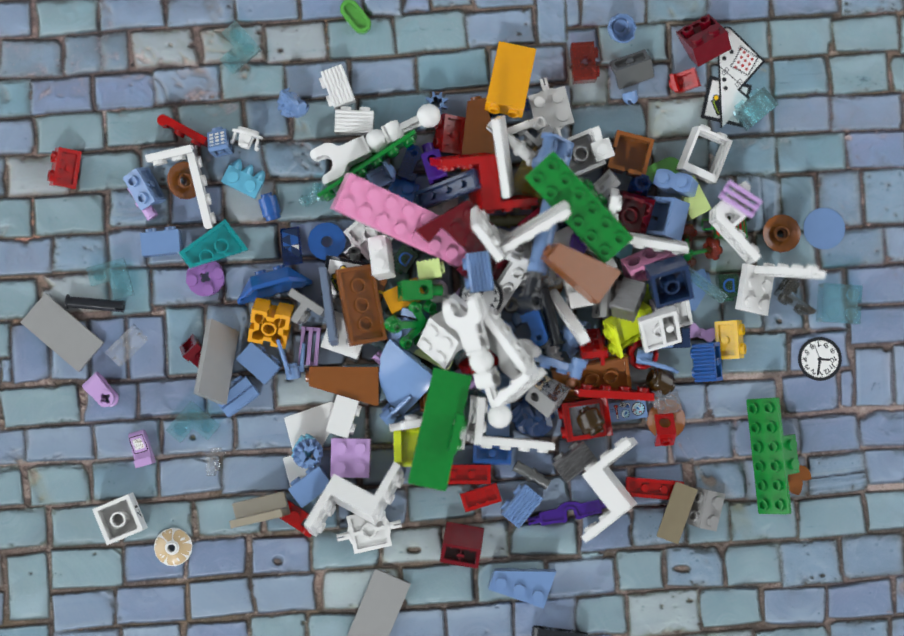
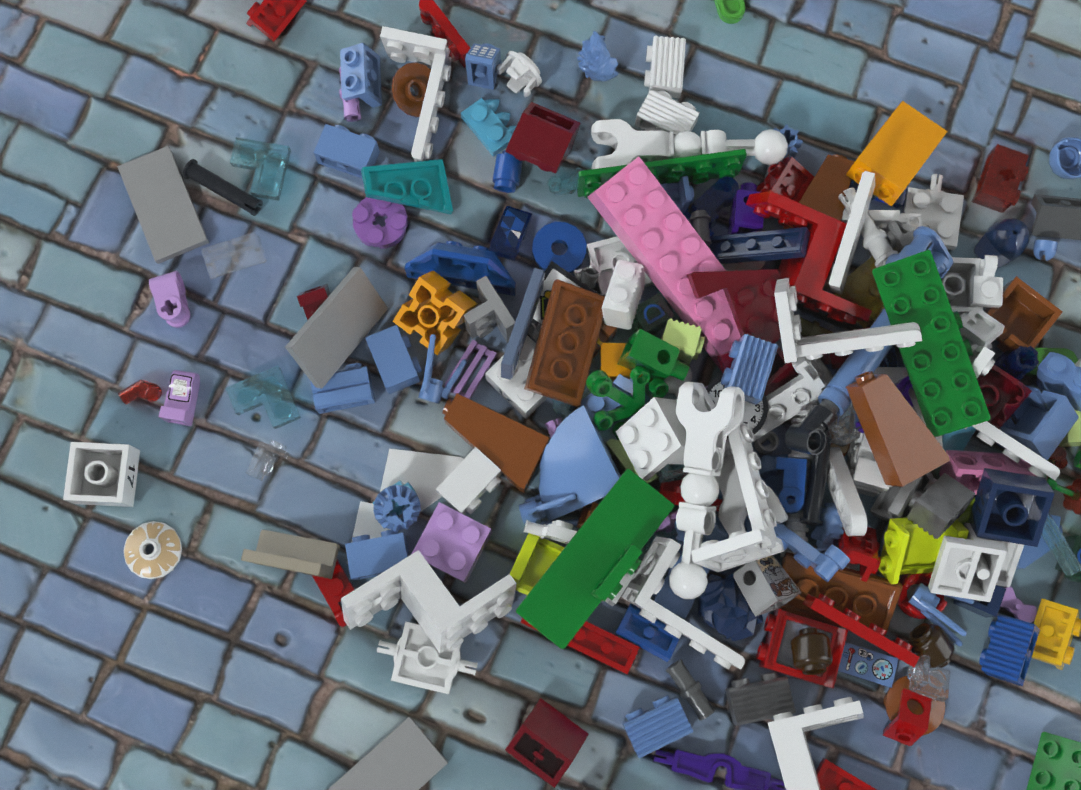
camera: 25 degrees right, 10 degrees down
(113, 455) = (142, 389): none -> clear red arm
(282, 176) = (543, 137): none -> dark red slope
(409, 190) = (700, 222): none -> dark grey pin
(480, 497) = (604, 687): red plate -> none
(600, 108) = (1002, 242): none -> dark blue cap
(606, 176) = (980, 327): none -> white bracket

